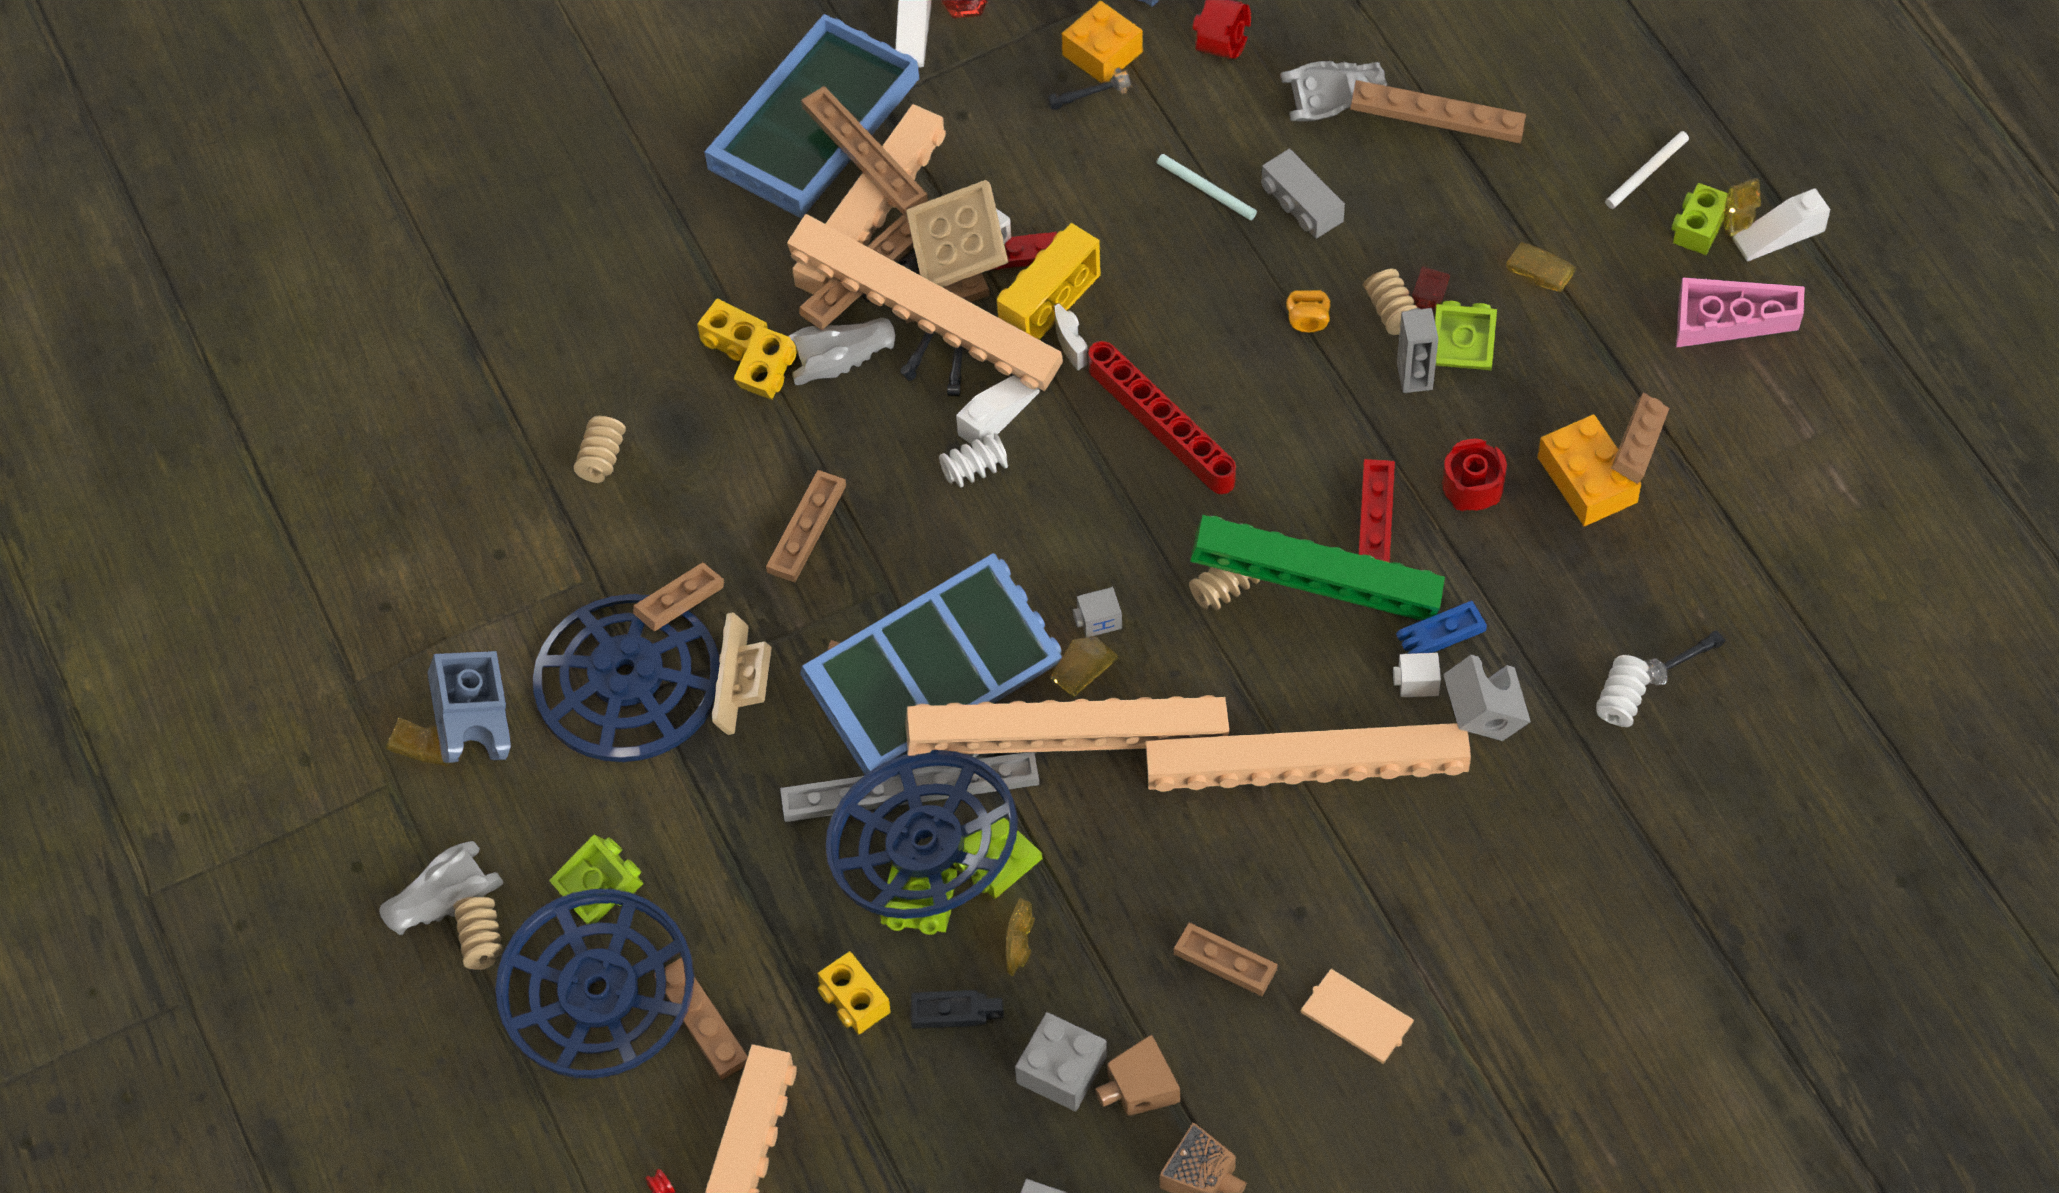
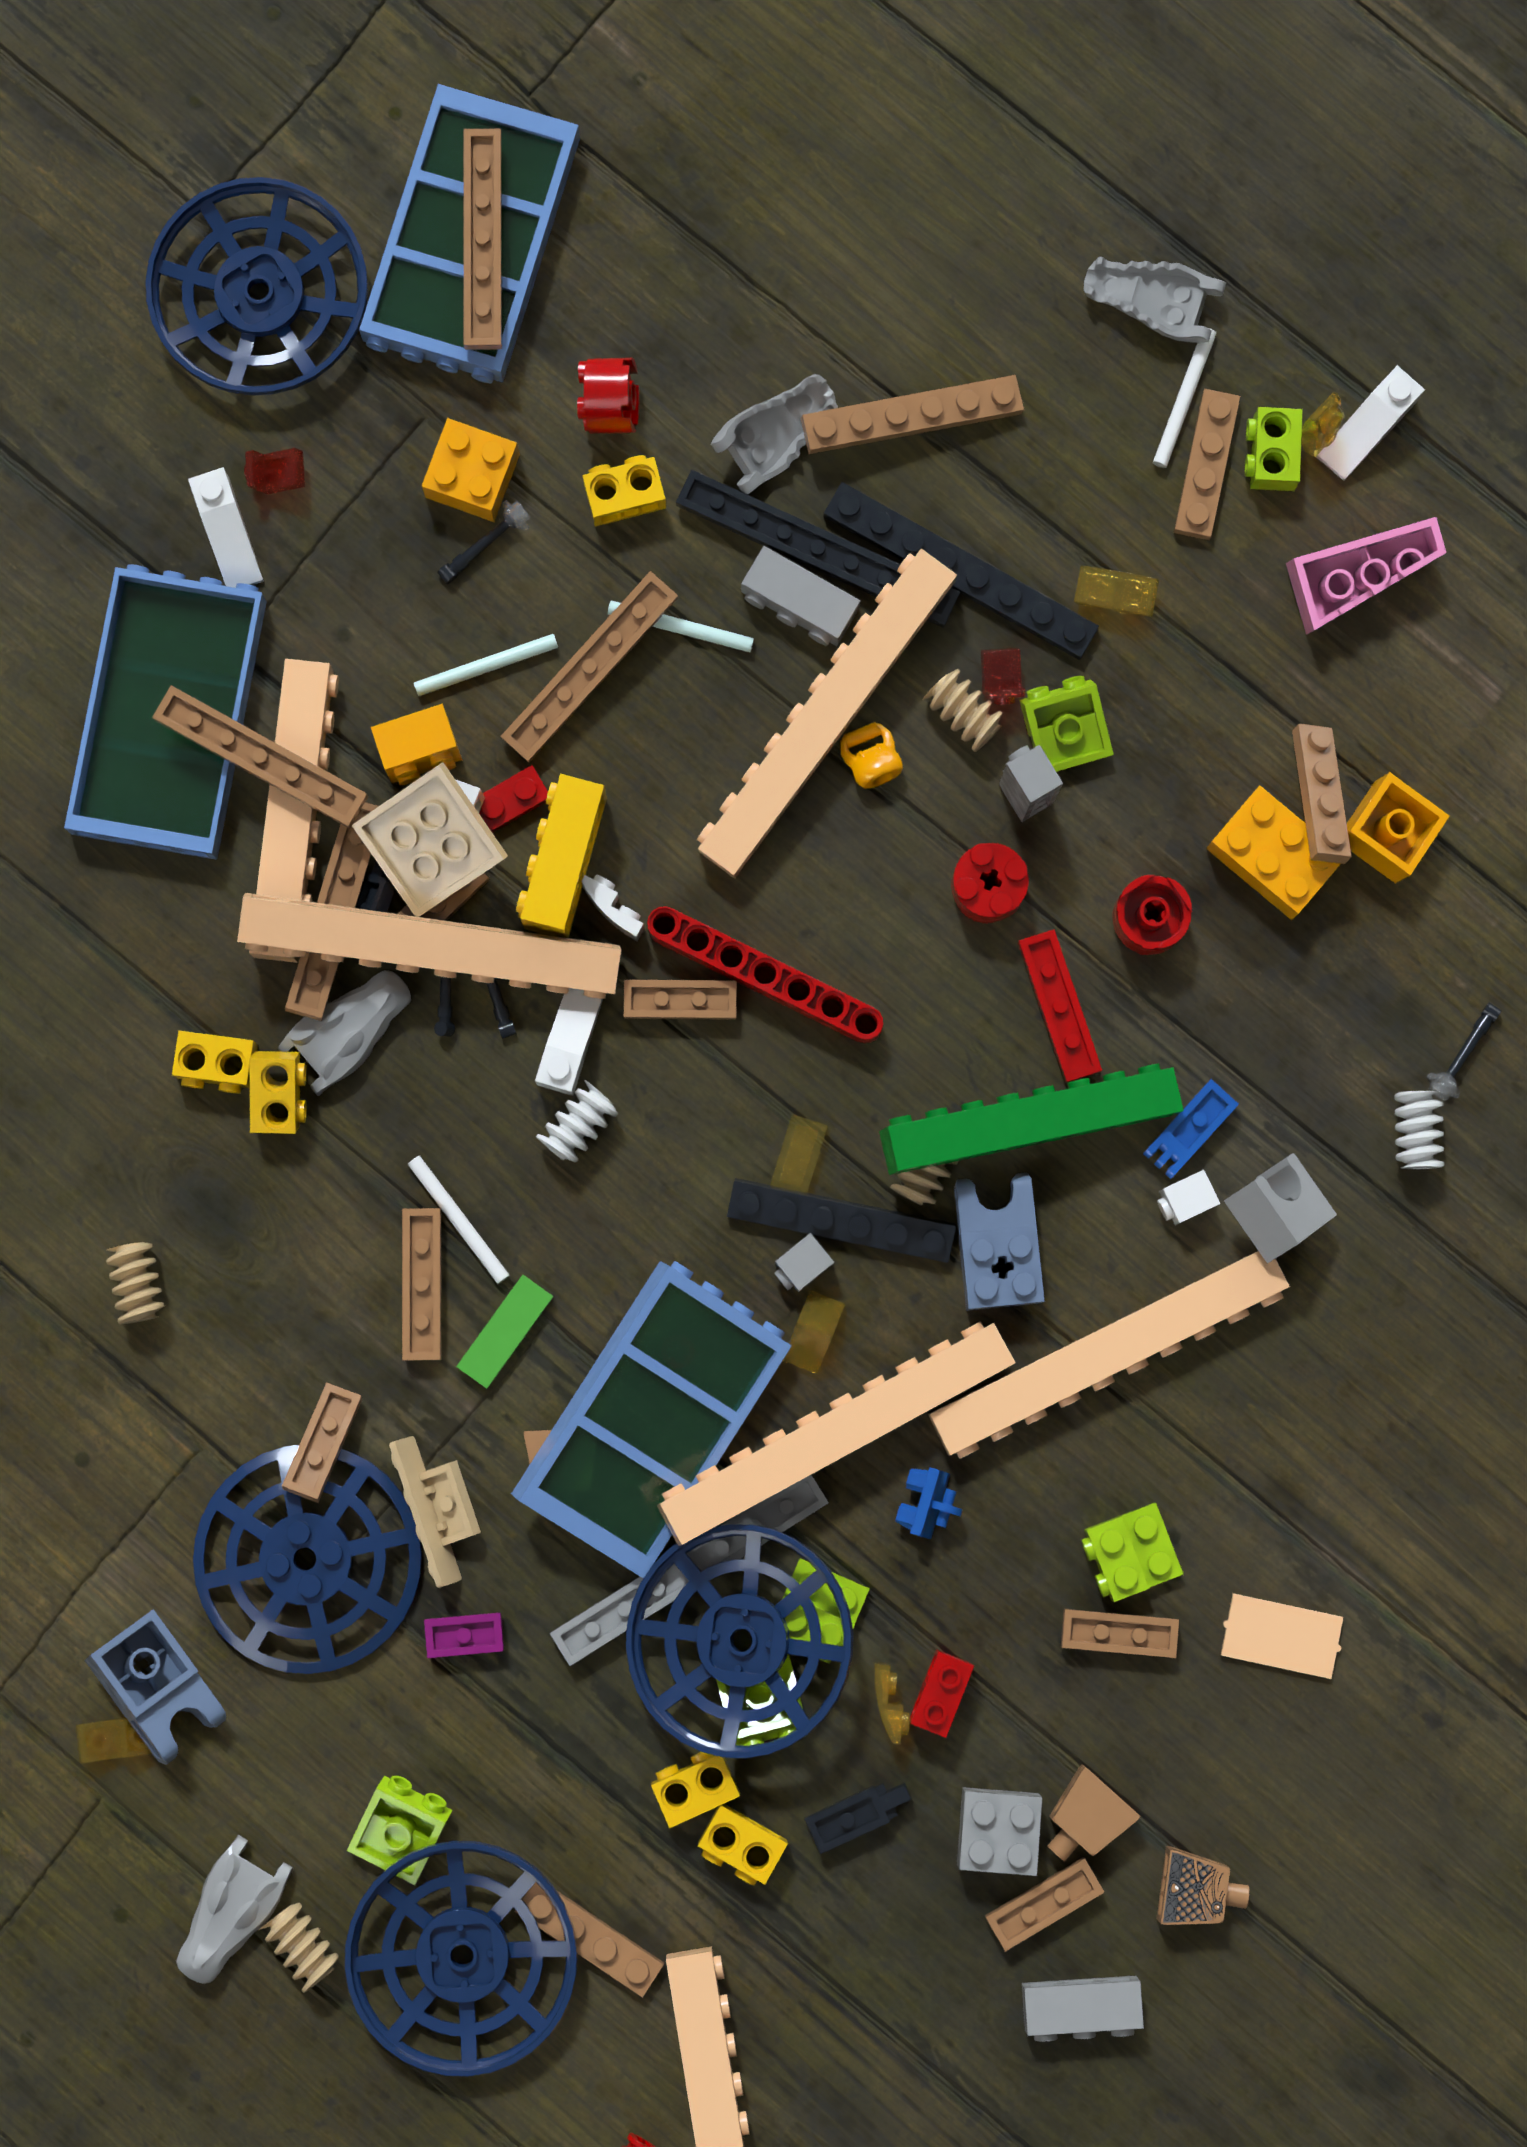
camera: 30 degrees left, 25 degrees up
(715, 768) = (464, 1635): none -> magenta plate
(836, 945) = (700, 1797): none -> yellow brick
(851, 580) = (505, 1331): none -> bright green tile
(855, 497) = (458, 1219): none -> white bar
(974, 167) = (416, 744): none -> light orange brick
(1054, 164) = (485, 665): none -> light aqua bar
(1062, 944) = (941, 1693): none -> red brick
(1072, 1133) = (1044, 1904): none -> medium nougat plate
(1090, 412) = (680, 999): none -> medium nougat plate
(1118, 810) = (934, 1504): none -> blue hips
(1127, 184) = (589, 666): none -> medium nougat plate
(1130, 545) = (799, 1154): none -> clear yellow tile
(1143, 597) = (841, 1220): none -> black plate
(1205, 90) = (627, 500): none -> yellow brick
(1253, 655) = (995, 1235): none -> sand blue brick
(1261, 907) = (1131, 1552): none -> lime plate
(1286, 266) = (827, 712): none -> light nougat brick
(1335, 173) = (796, 538): none -> black plate
(1359, 414) = (1009, 874): none -> red brick
(1431, 221) = (974, 576): none -> black plate
(1645, 215) = (1206, 464): none -> medium nougat plate
(1655, 100) = (1158, 295): none -> light grey animal
(1687, 481) = (1394, 827): none -> light orange brick

